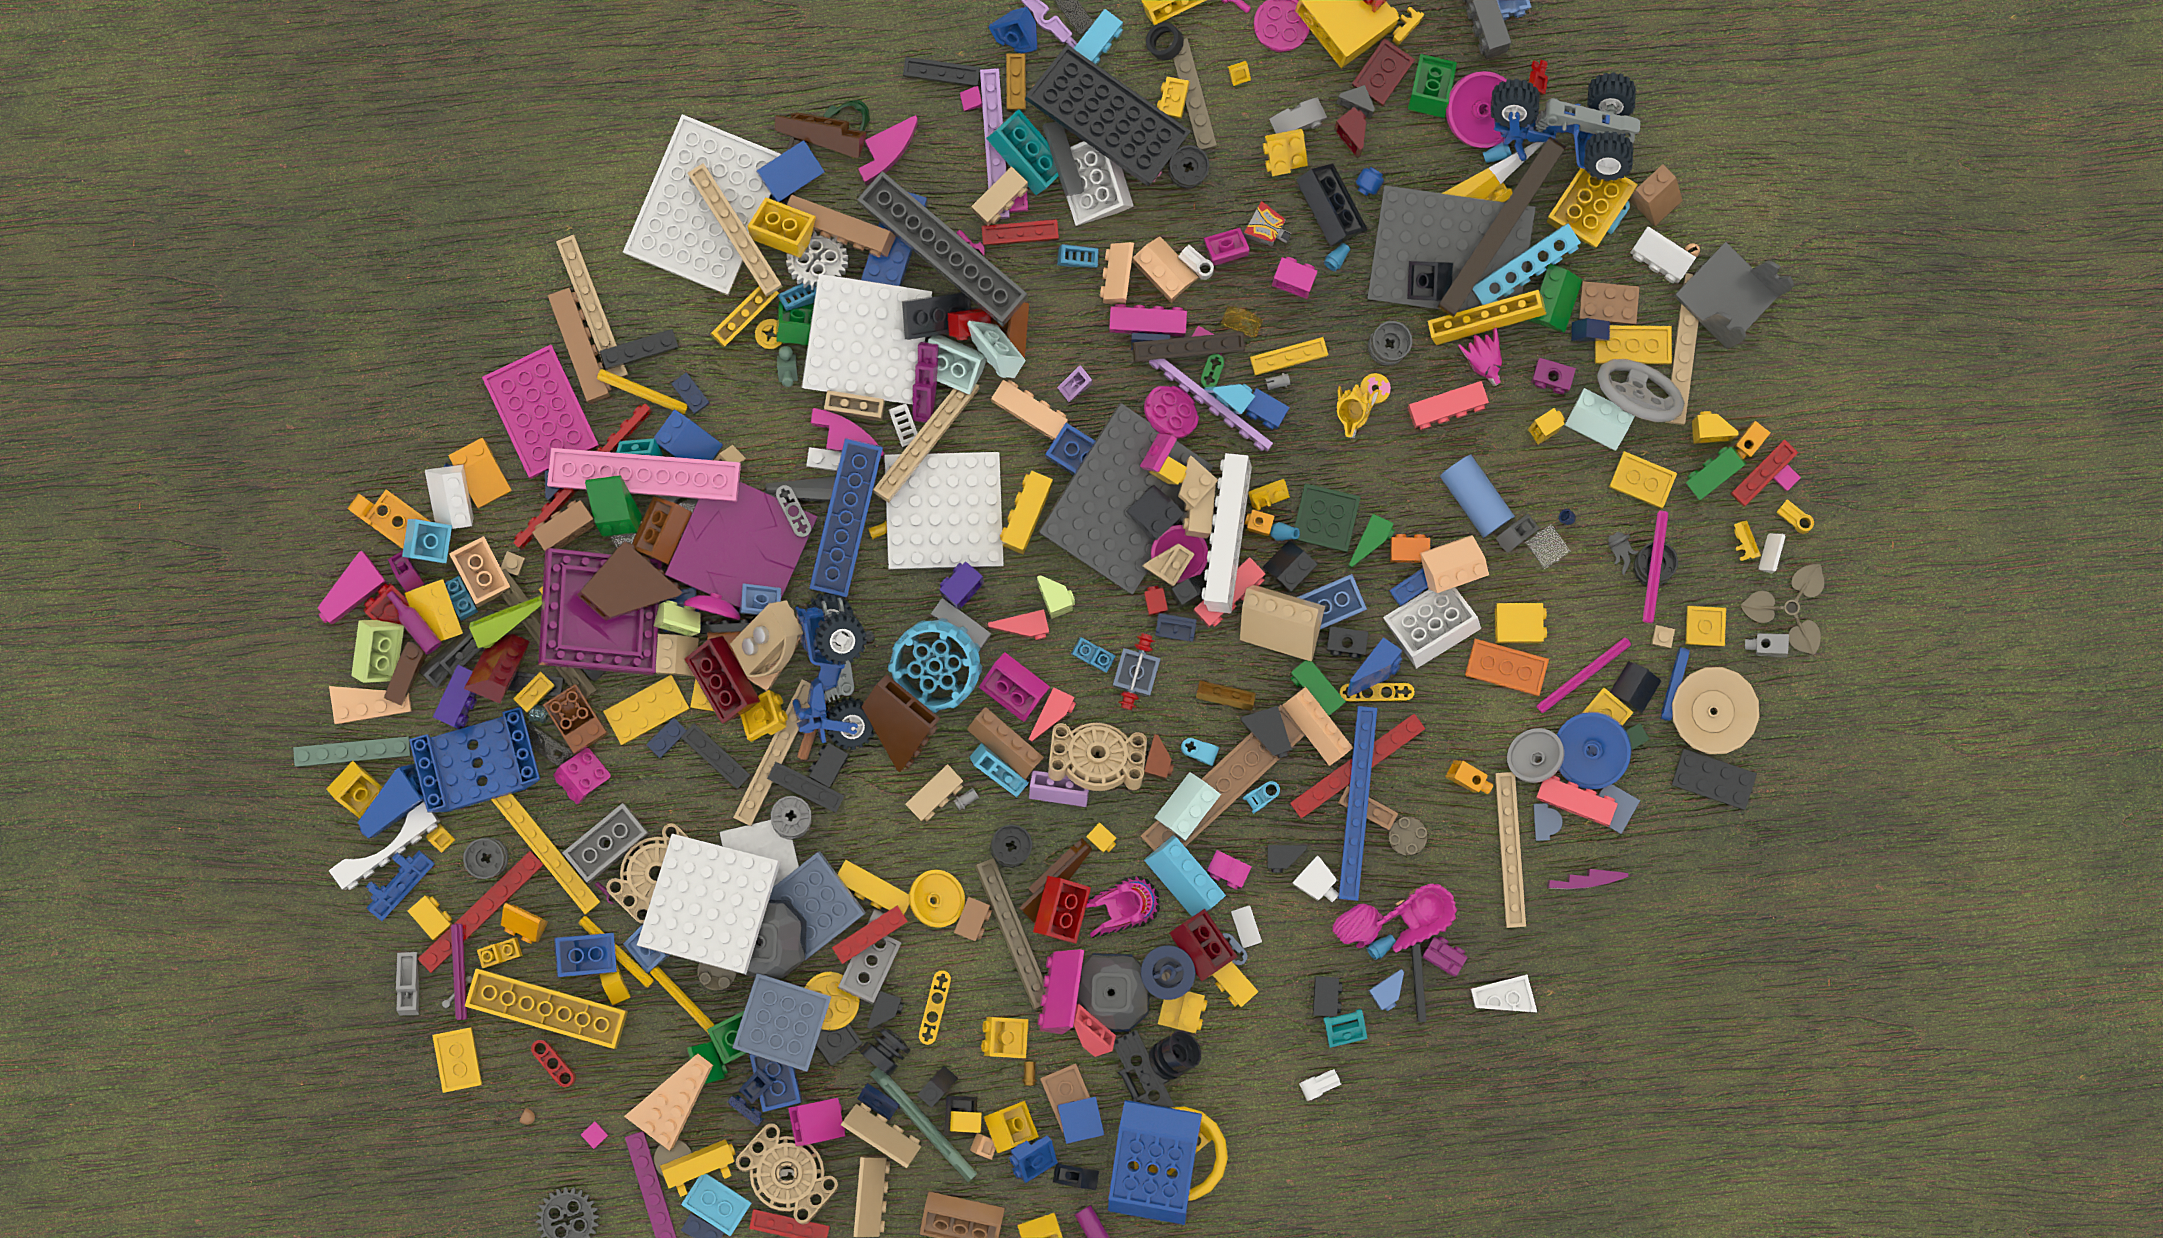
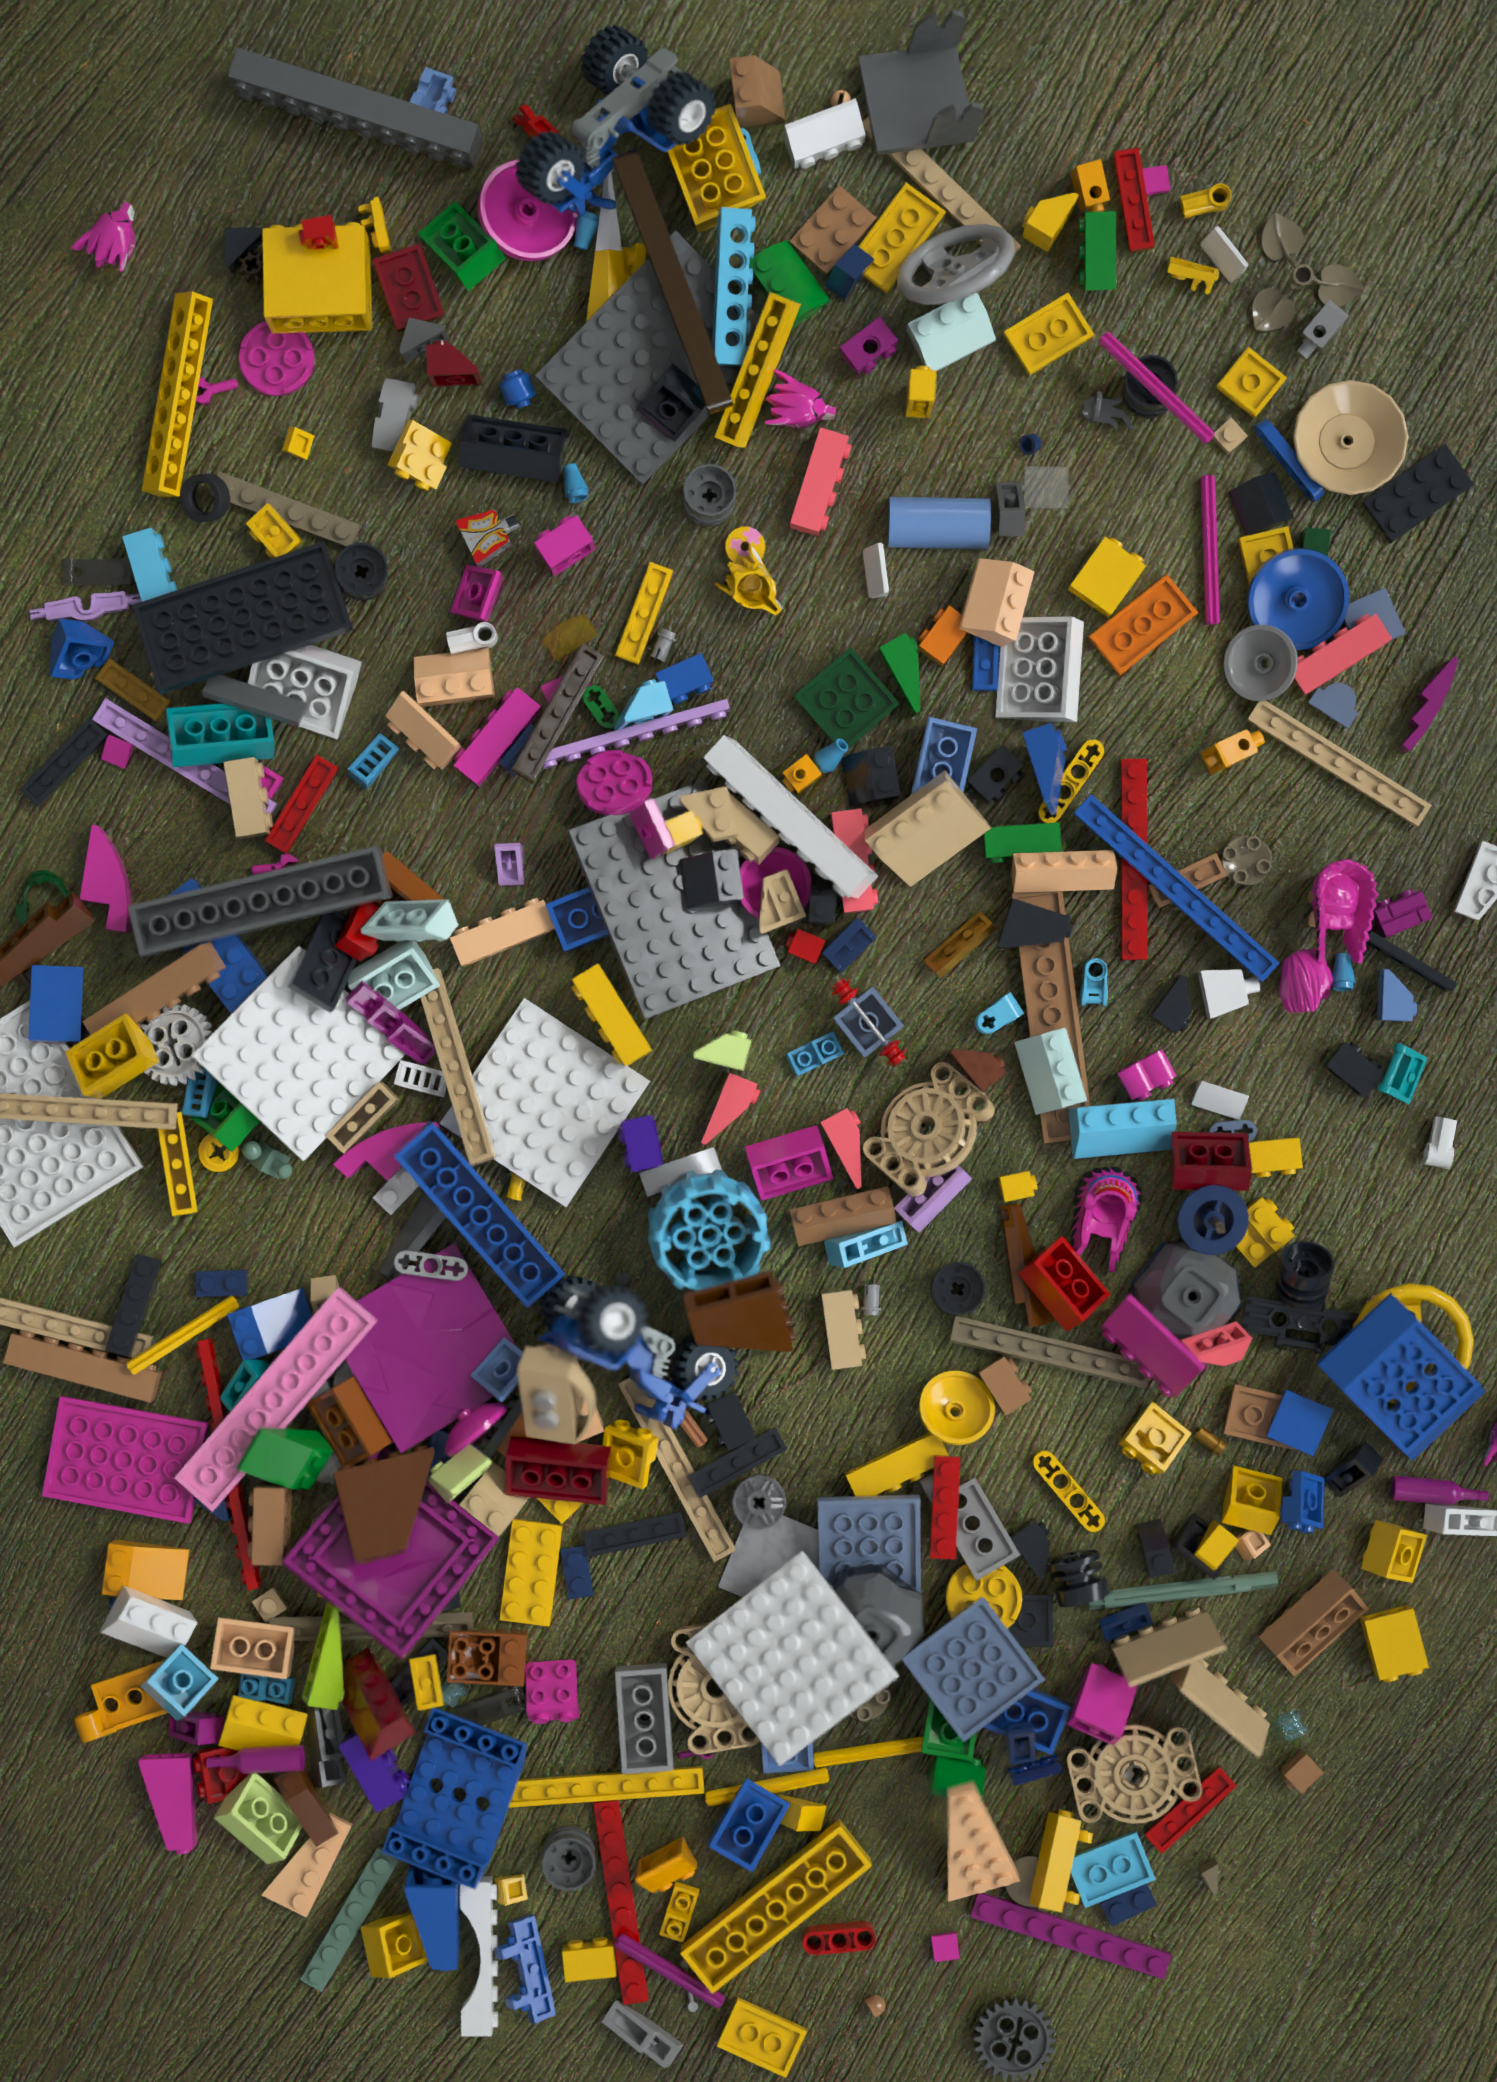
camera: 50 degrees left, 5 degrees up
(1268, 494) = (778, 743): yellow plate -> none
(1418, 479) = (876, 571): none -> white slope

